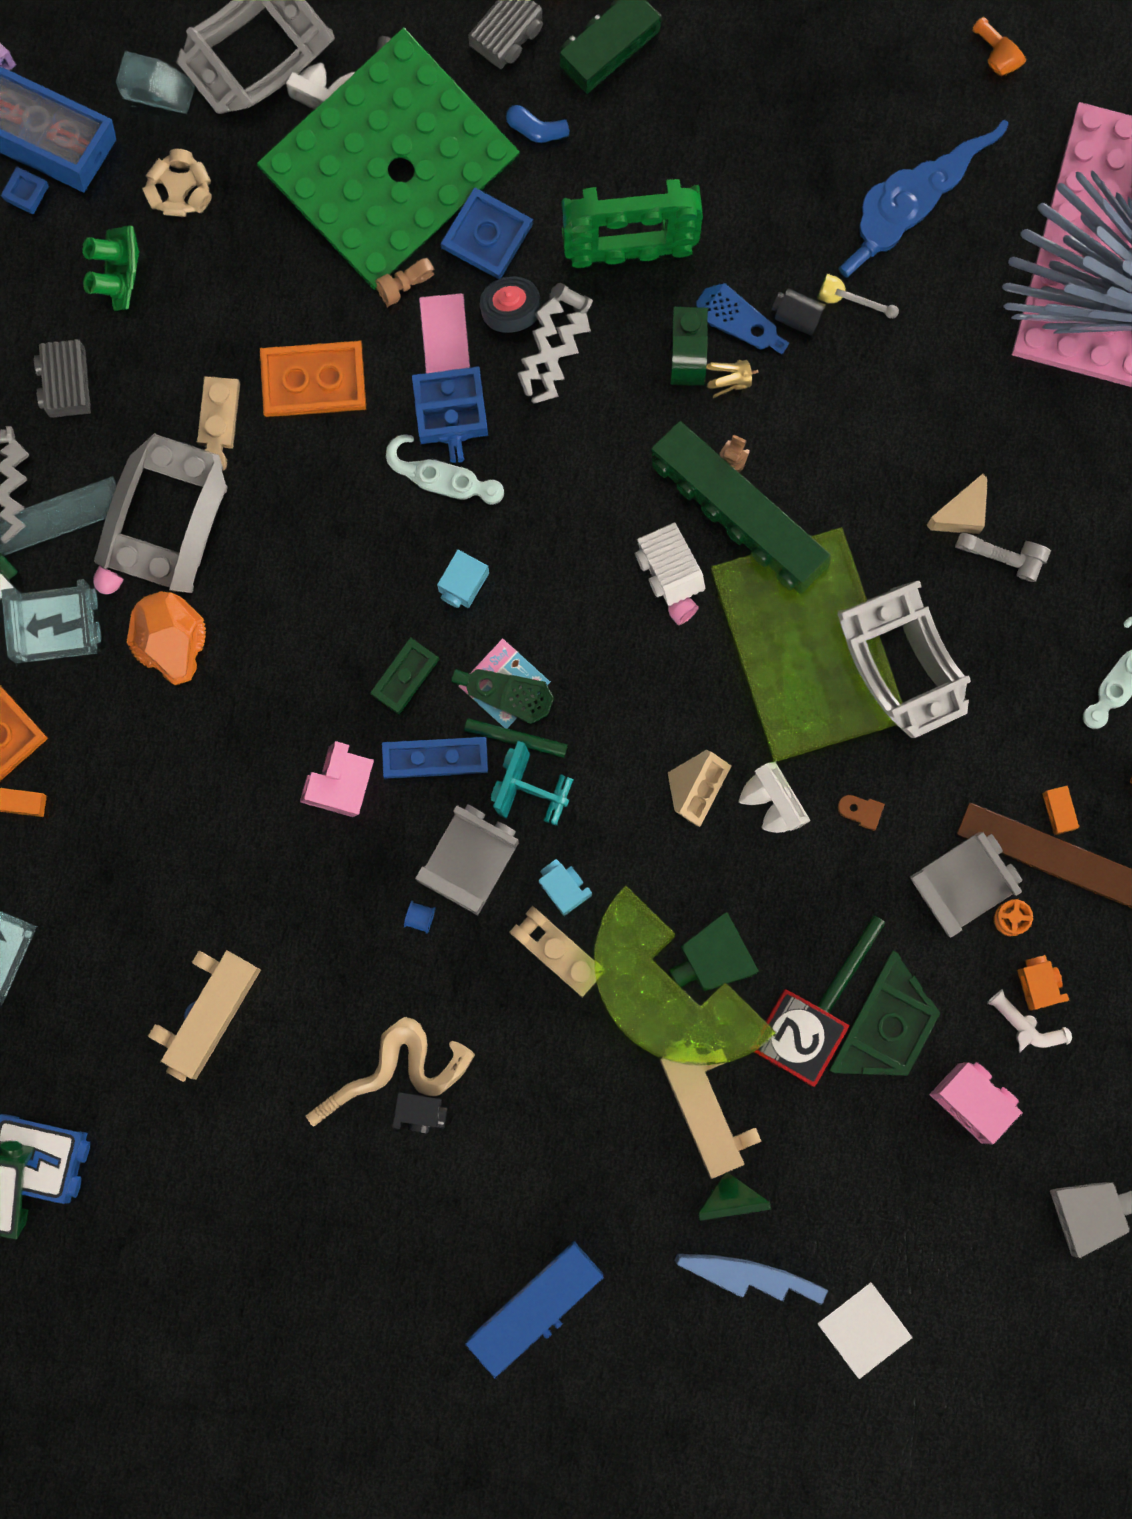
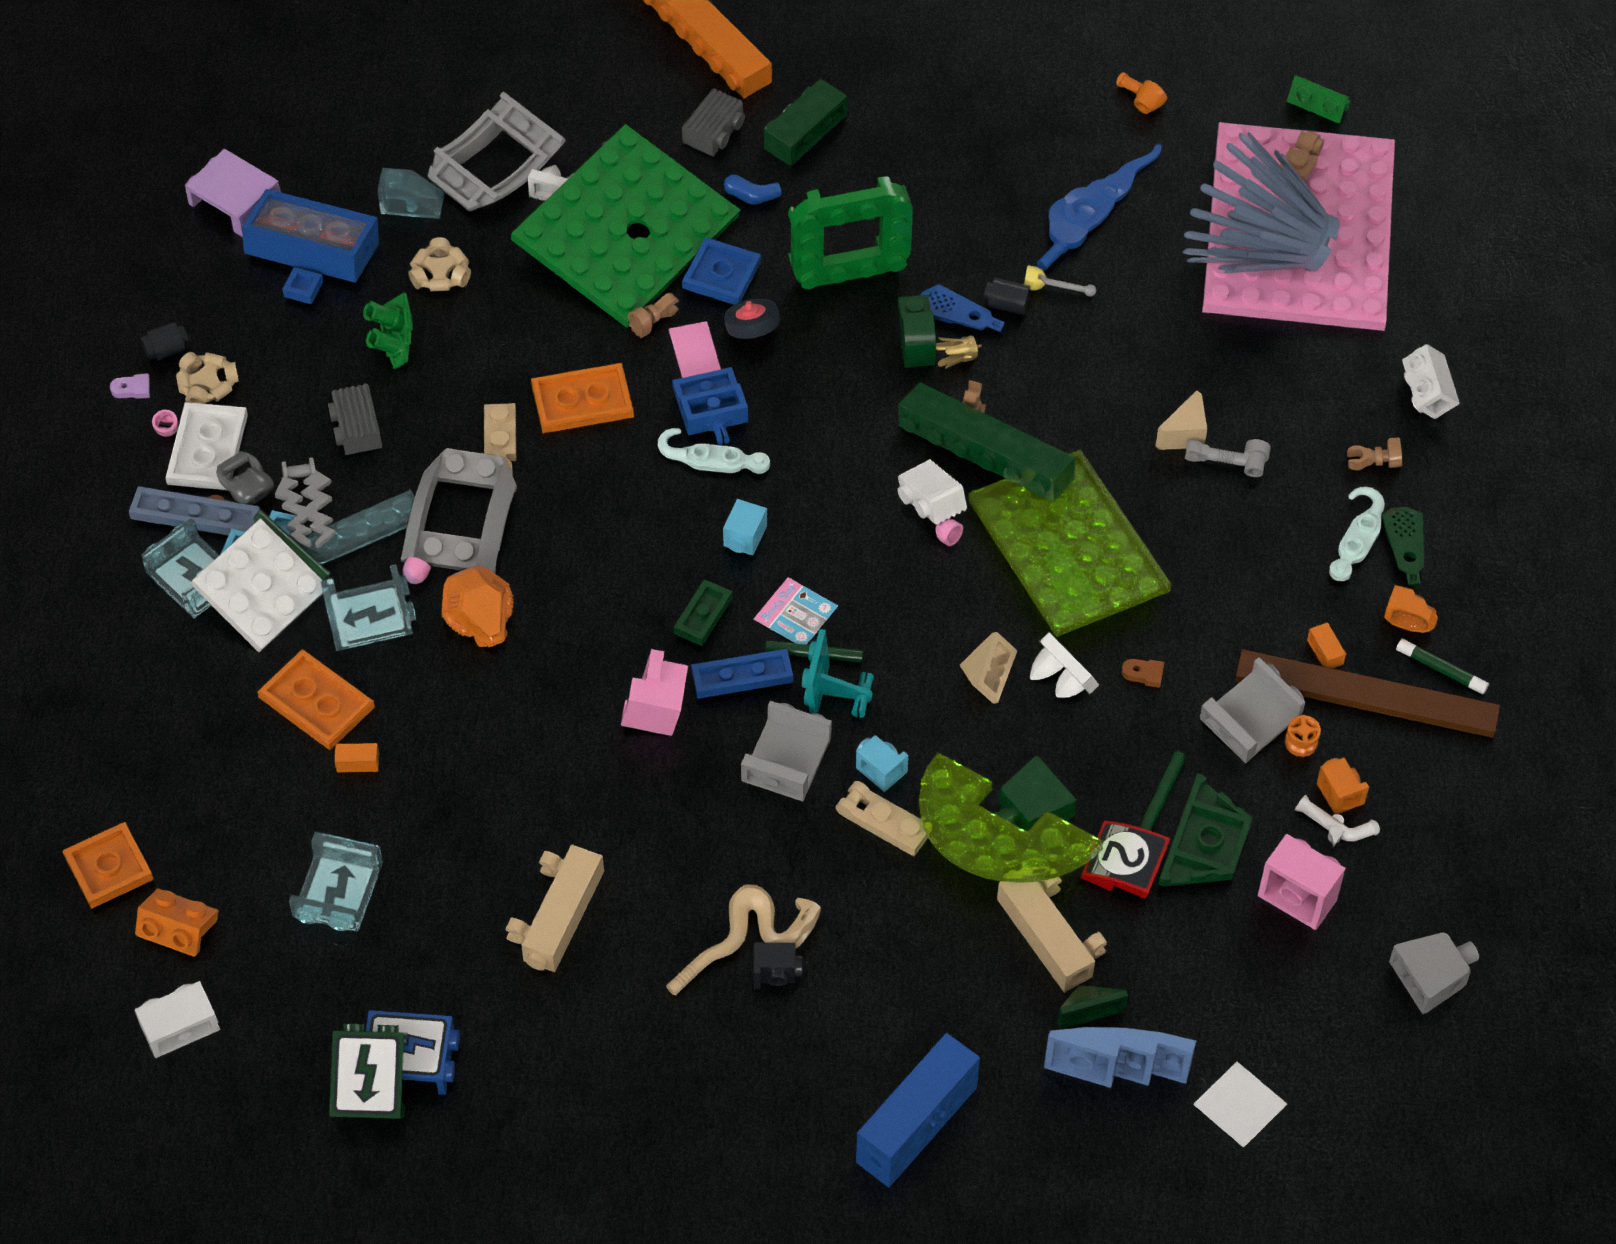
camera: 10 degrees left, 25 degrees down
(419, 917) = (748, 803): blue axle -> none
(503, 690) = (795, 616): dark green piece -> none
(550, 355) = (791, 352): light grey piece -> none
(905, 608) = (1196, 562): light grey wedge -> none

